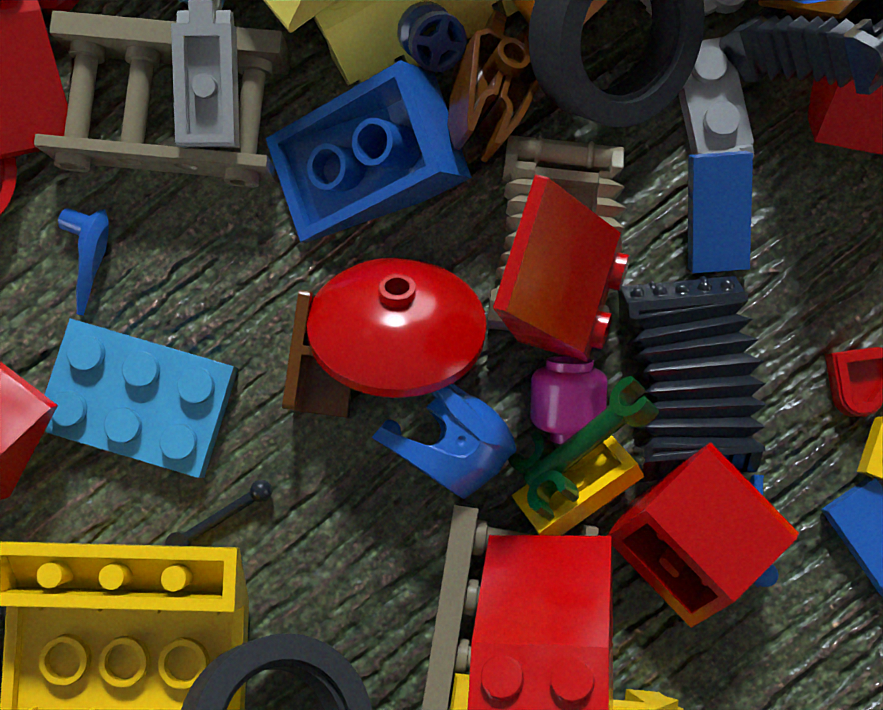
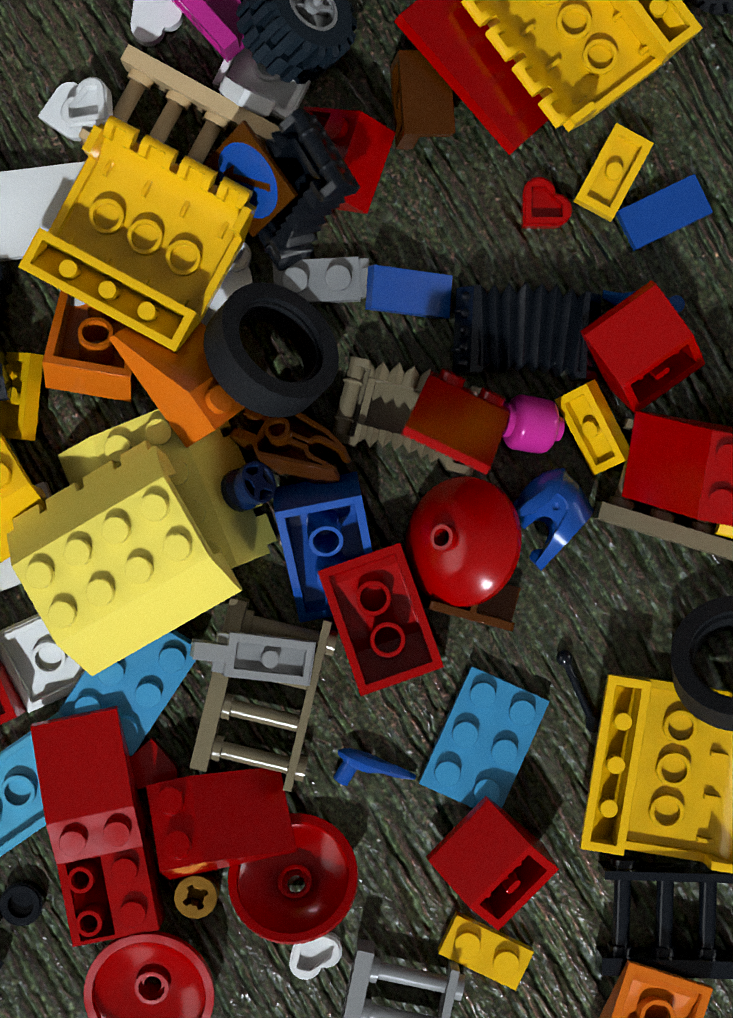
camera: 85 degrees left, 5 degrees up
(276, 231) = (380, 619): none -> red slope
(547, 464) = (575, 445): dark green bar -> none

